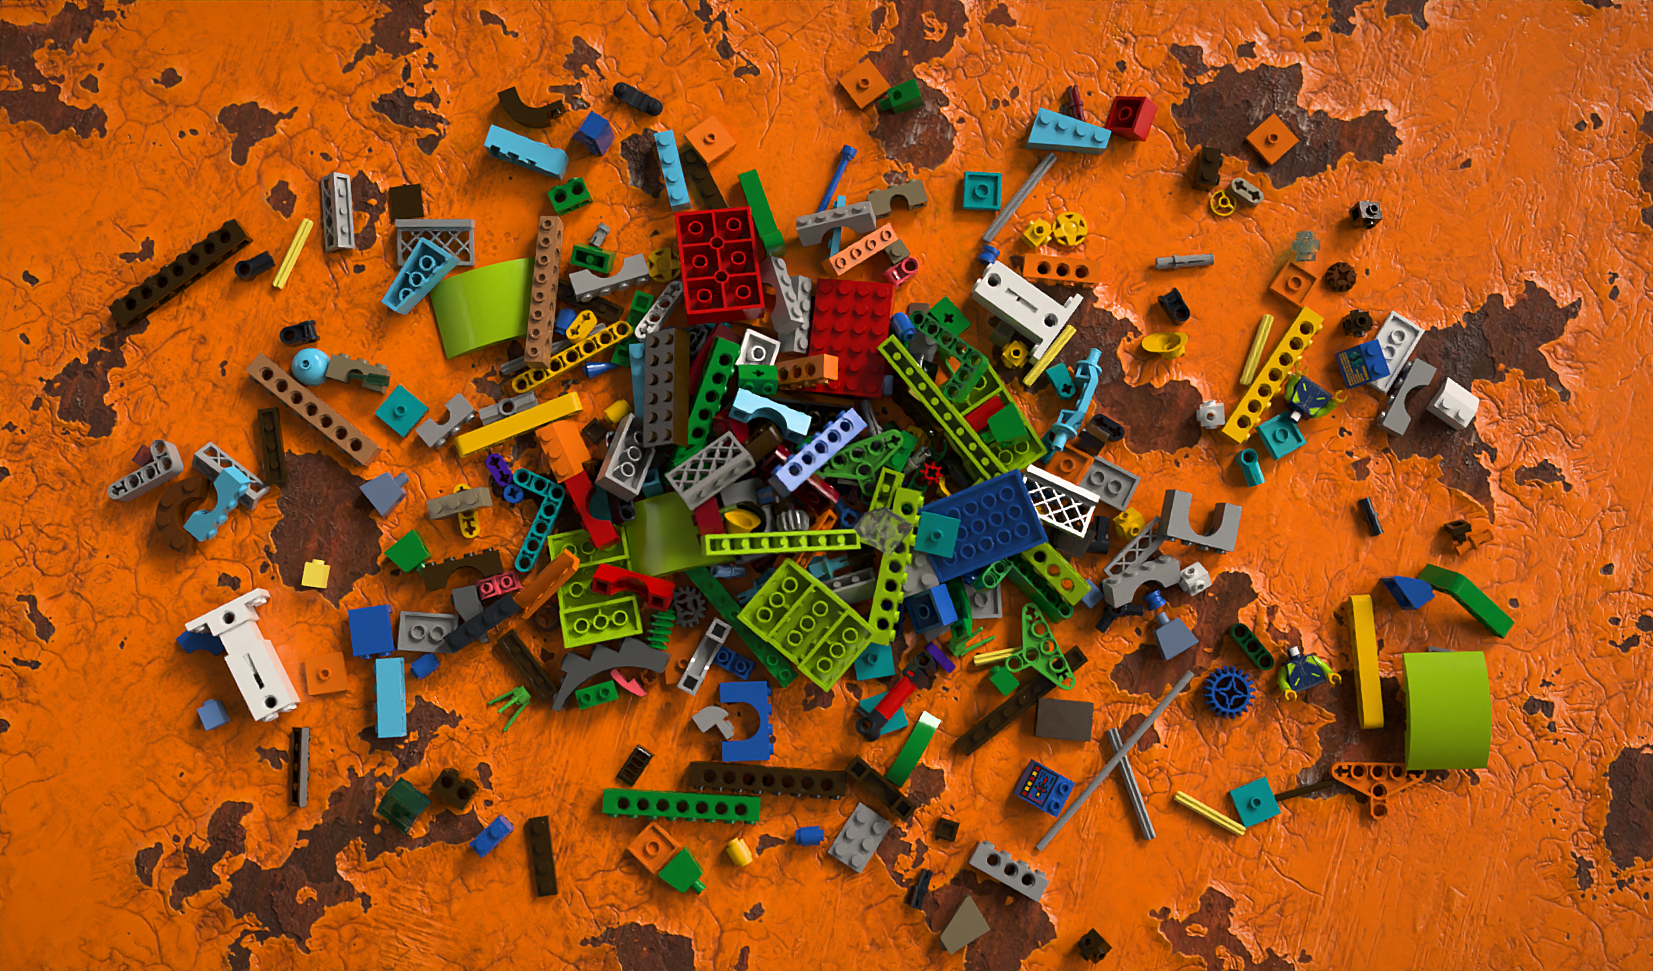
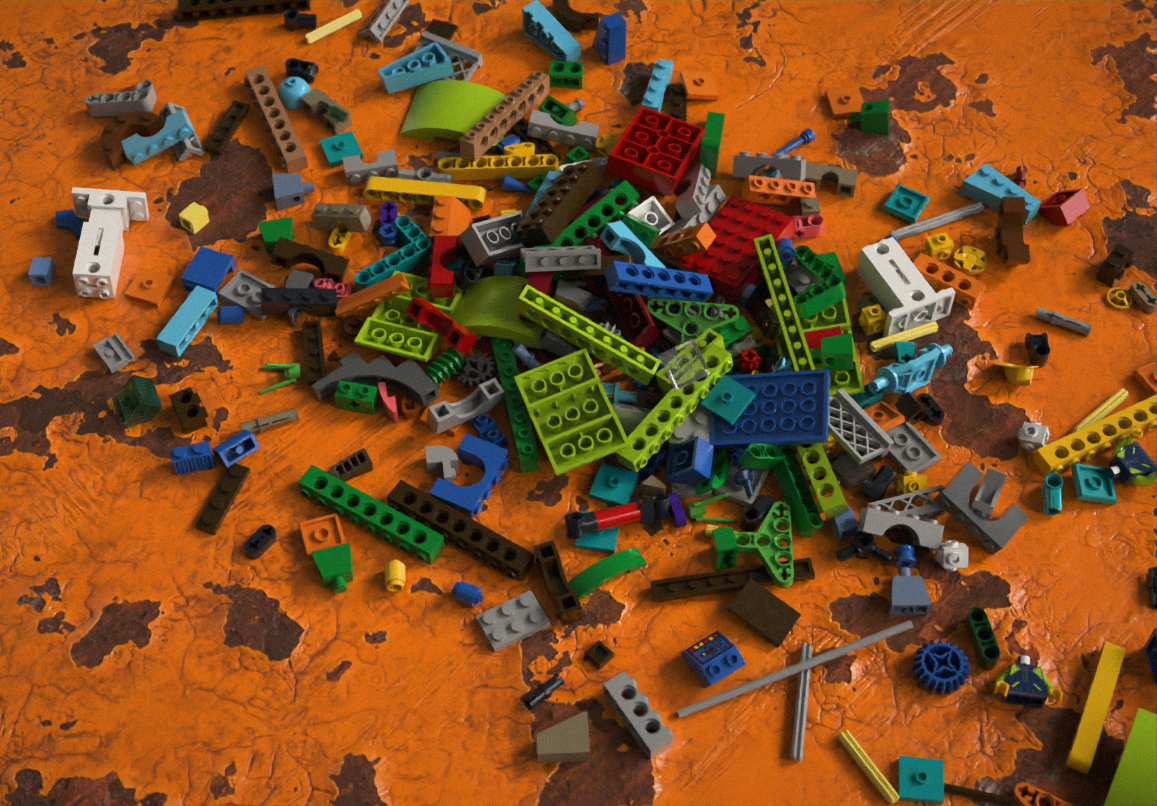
camera: 30 degrees right, 30 degrees down
(299, 766) = (82, 332): dark brown plate -> none
(344, 764) = (113, 352): none -> light grey plate
(525, 807) = (236, 448): none -> blue brick
(534, 758) = (271, 420): none -> dark tan pin
(598, 880) = (259, 541): none -> black beam
(637, 99) = (657, 41): black piece -> none
(908, 644) = (652, 486): none -> dark tan slope
(966, 468) = (783, 365): none -> medium azure bush
(986, 600) = (744, 477): none -> dark blue plate
(1010, 620) = (756, 512): none -> black piece
(1099, 189) = (1010, 232): none -> reddish brown brick
(1199, 514) = (988, 493): none -> light grey arch

